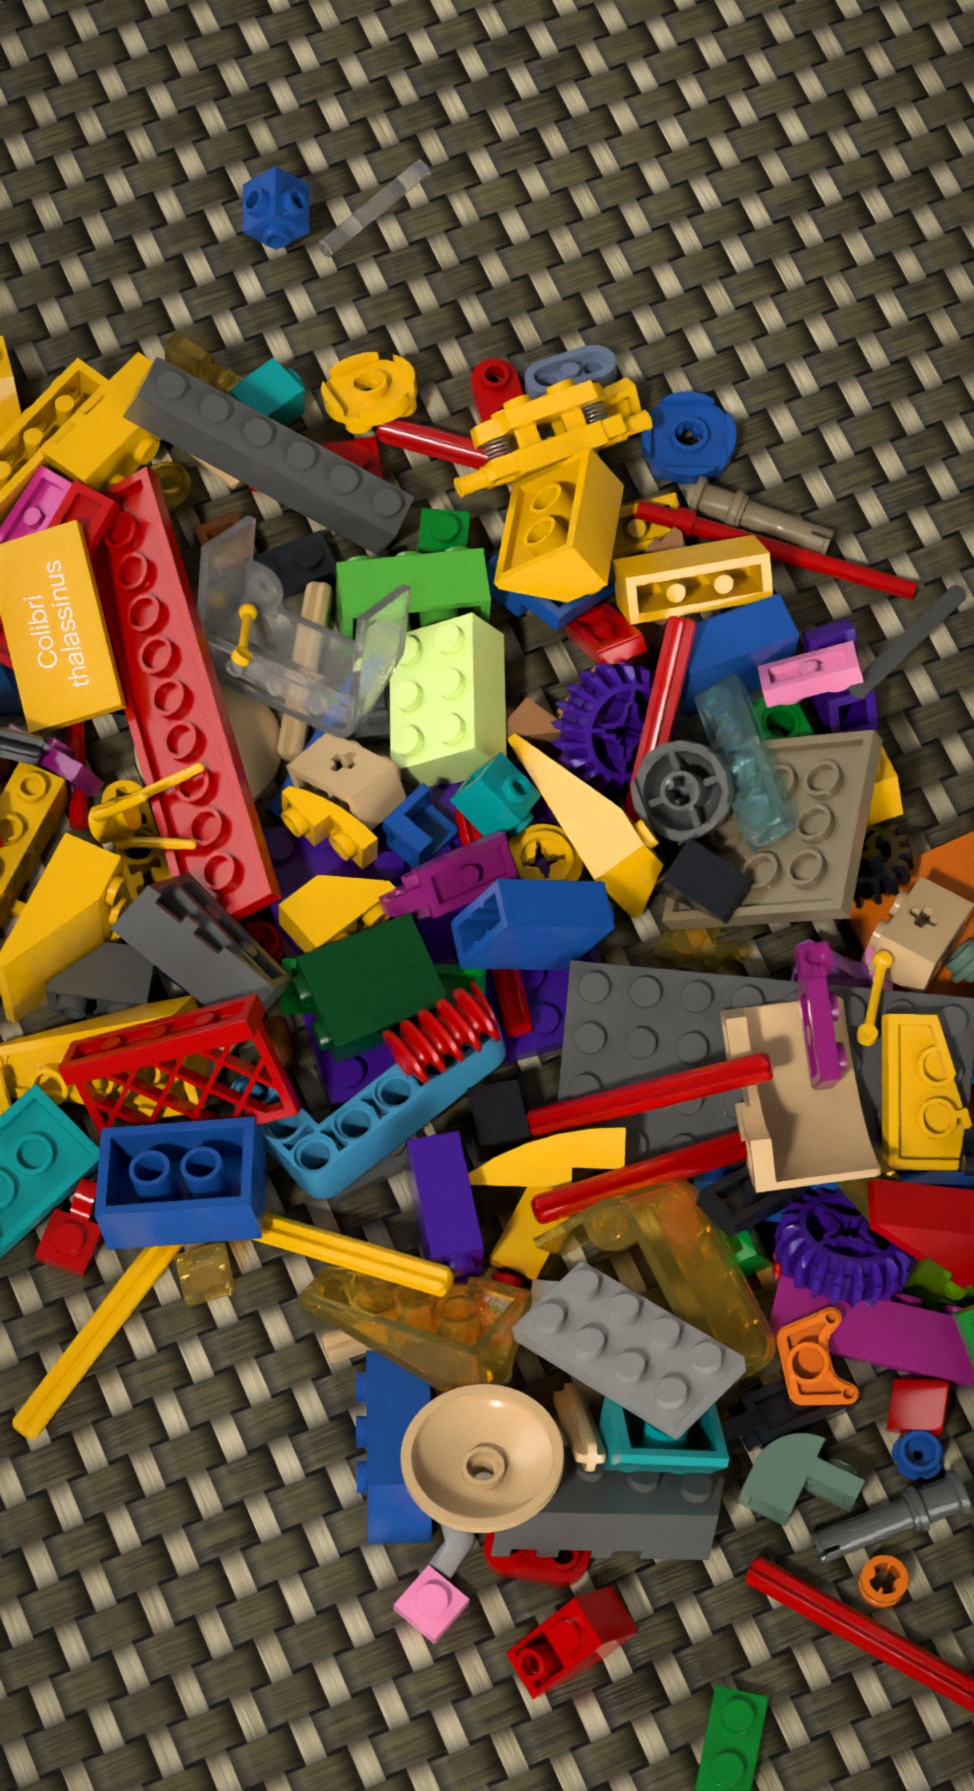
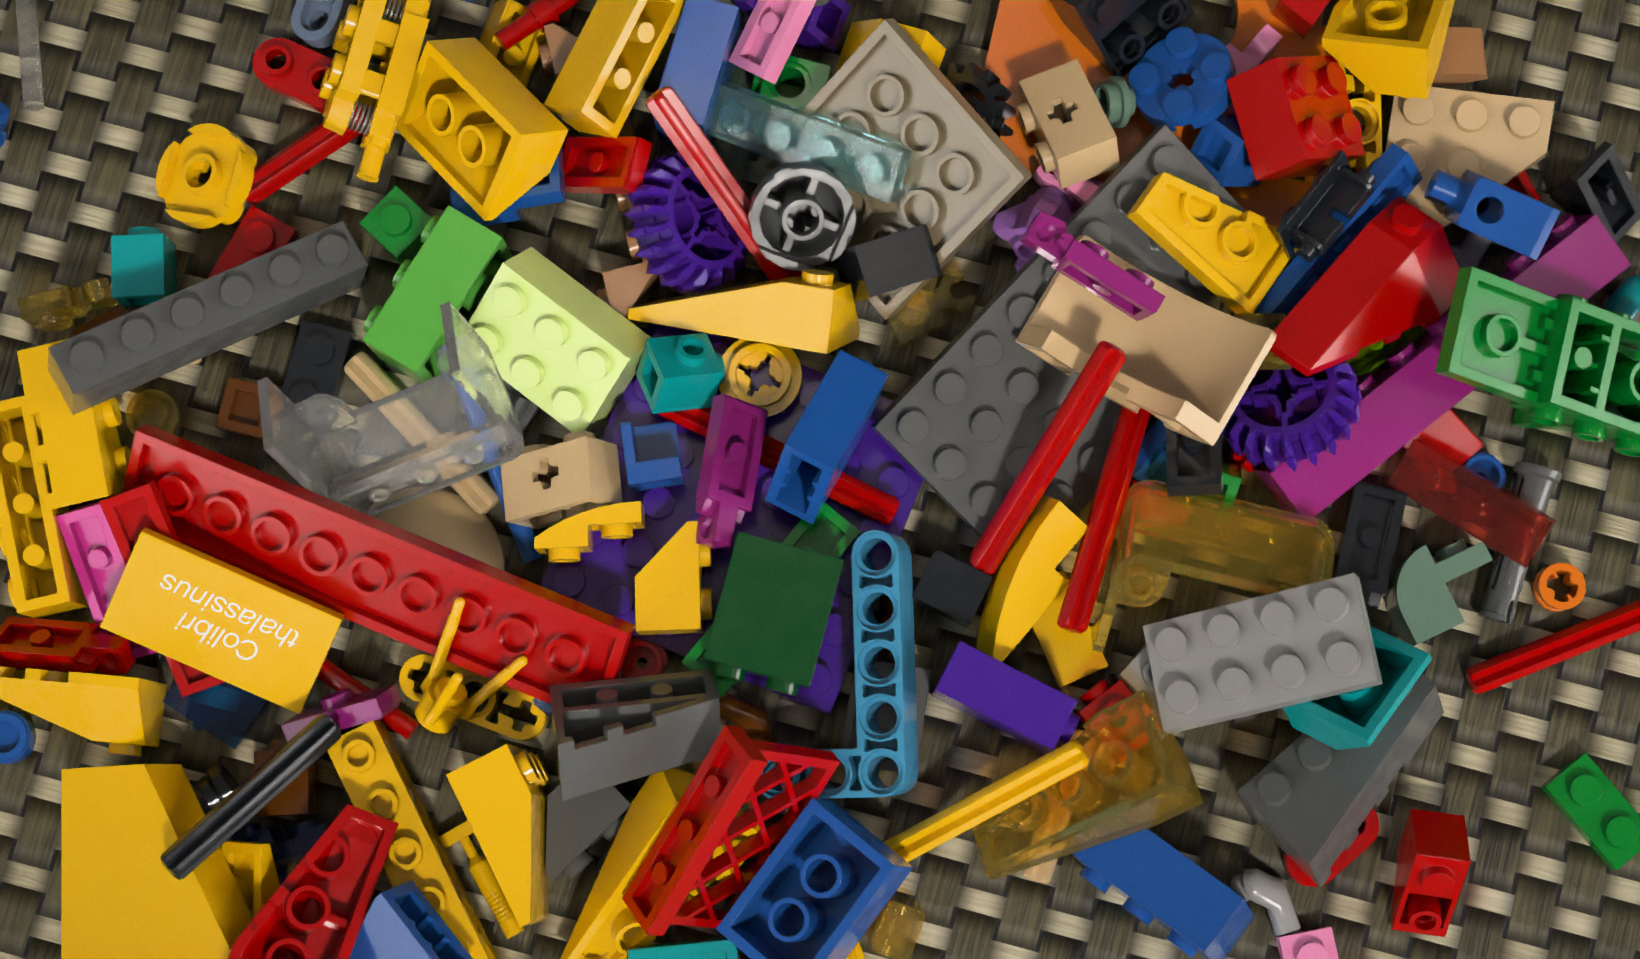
camera: 45 degrees left, 15 degrees up
(241, 654) = (381, 485): yellow hinge -> none
(442, 1034) = (872, 590): red piece -> none
(479, 1432) = (1252, 806): tan dish -> none
(579, 1427) = (1282, 740): tan axle -> none
(808, 1361) = (1353, 507): orange piece -> none
(867, 1032) = (1131, 238): yellow hinge -> none
(889, 1455) = (1471, 502): none -> clear red plate

